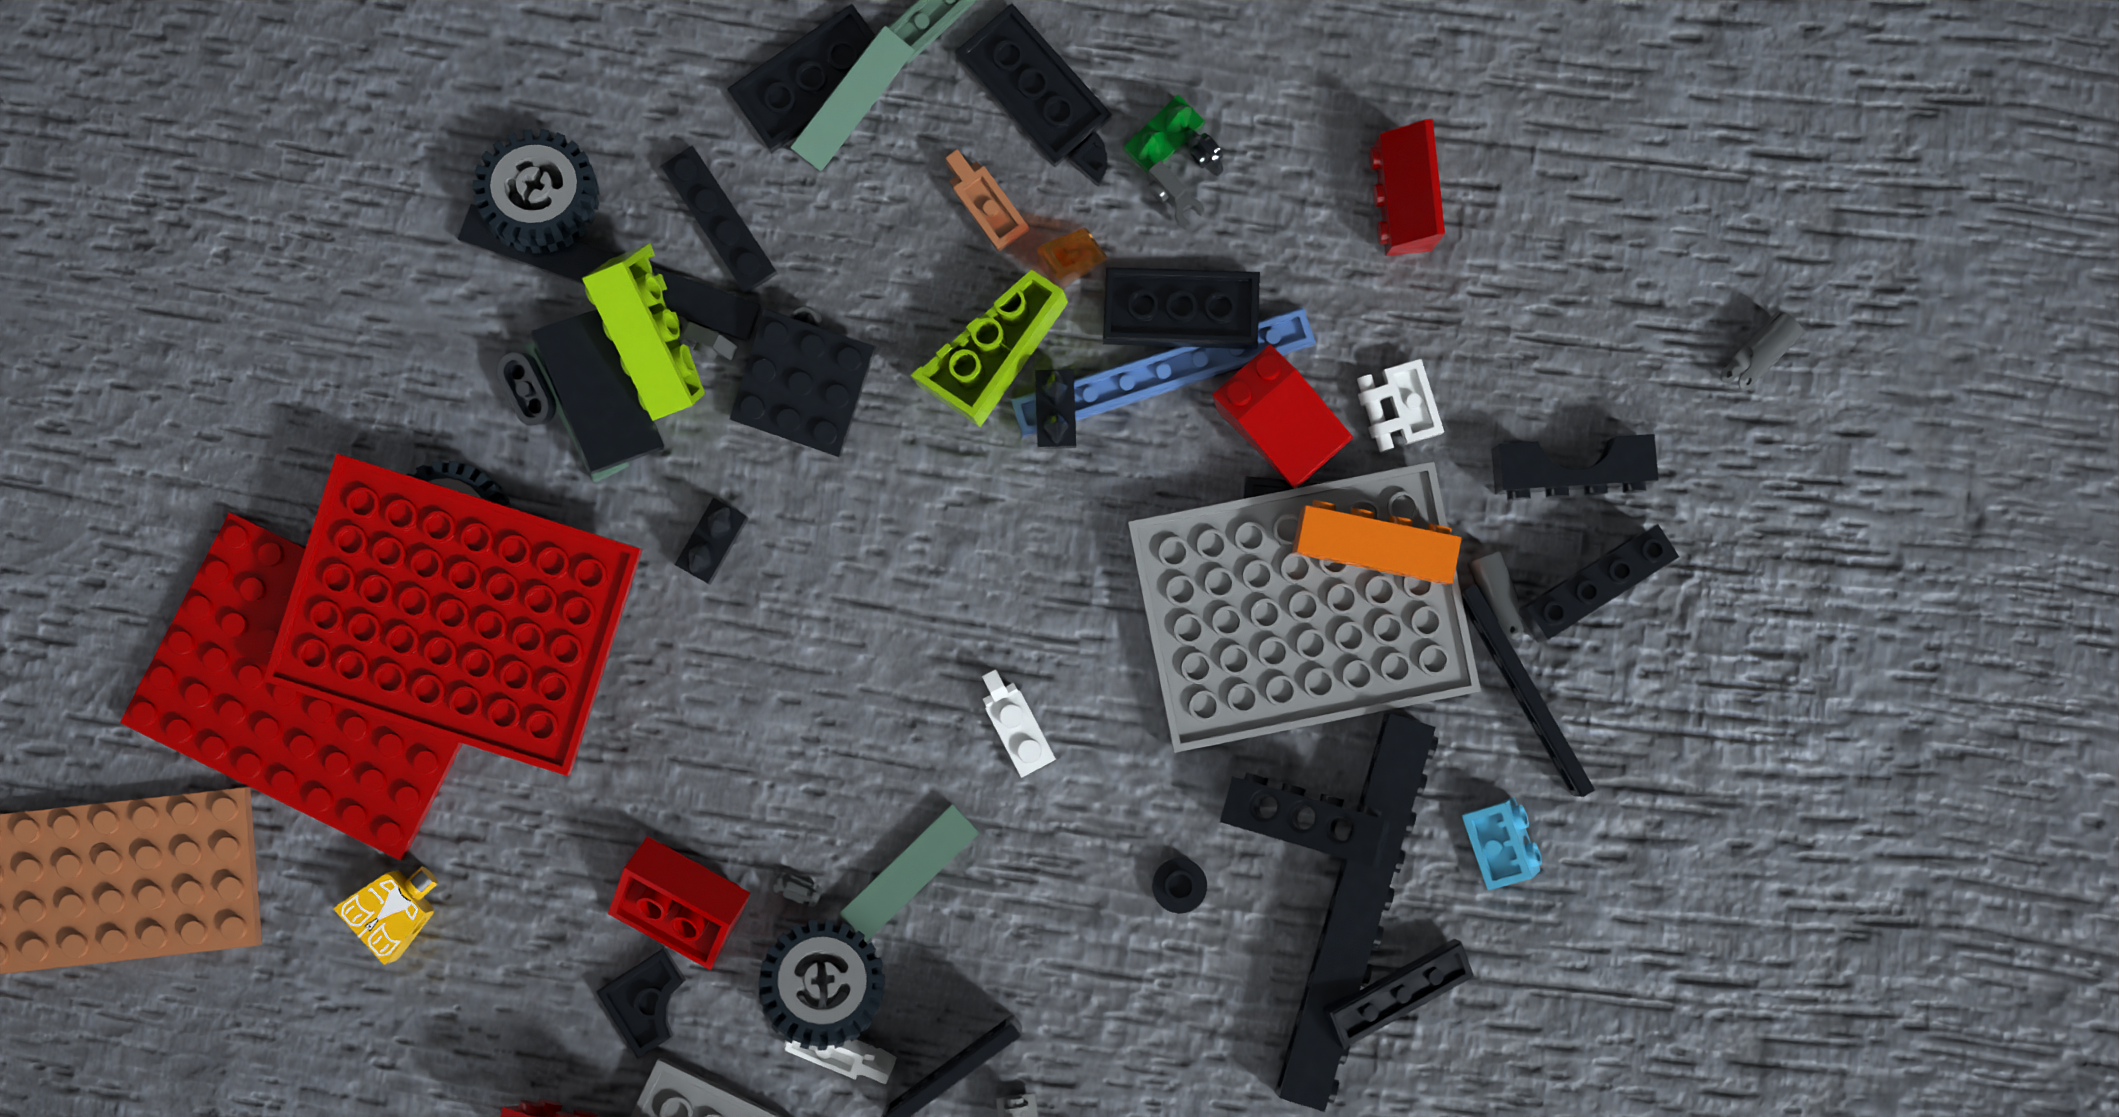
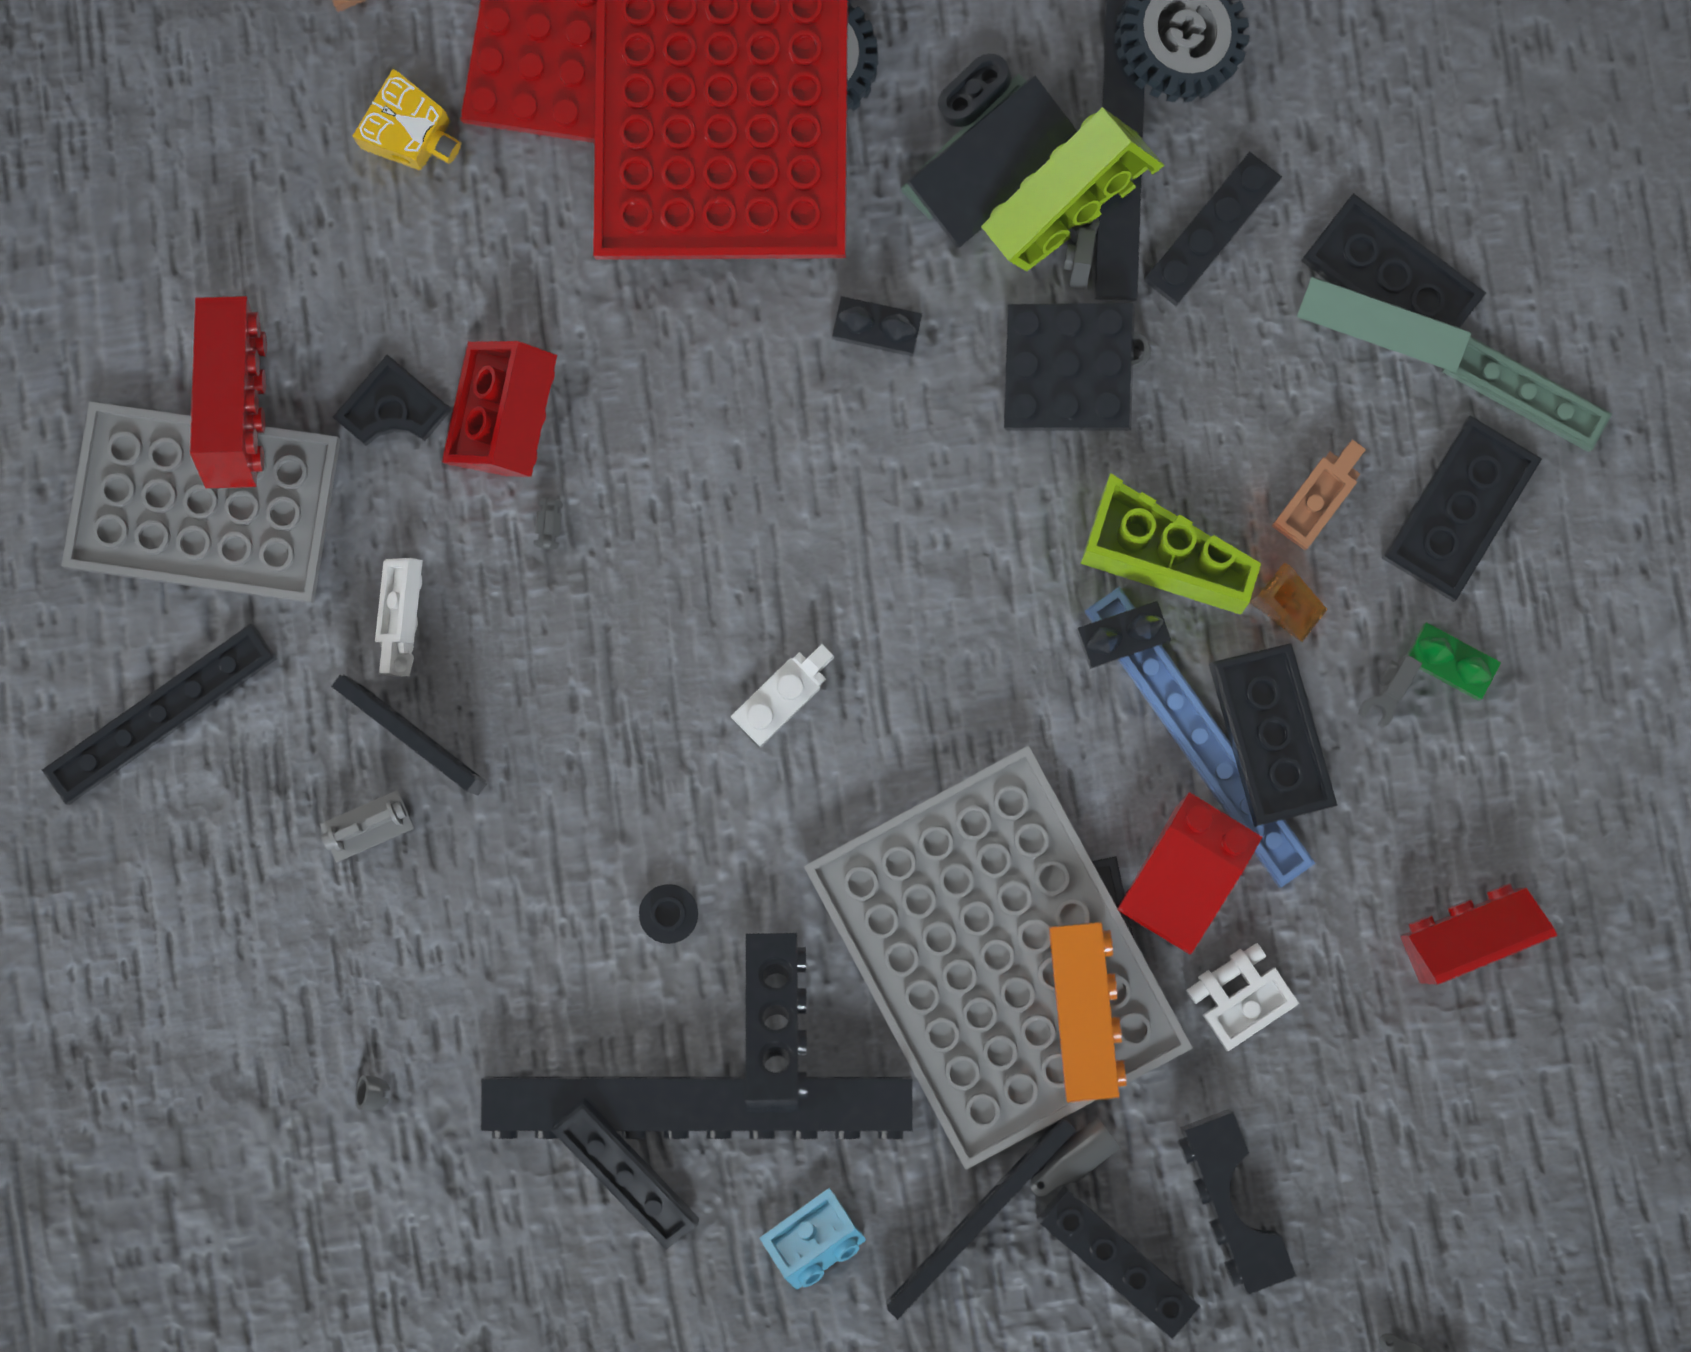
camera: 80 degrees right, 0 degrees up
(781, 987) = (443, 537): wheel -> none
(909, 872) = (599, 632): sand green tile -> none
(1091, 159) = (1402, 593): black tile -> none
(1204, 151) = (1447, 708): black piece -> none

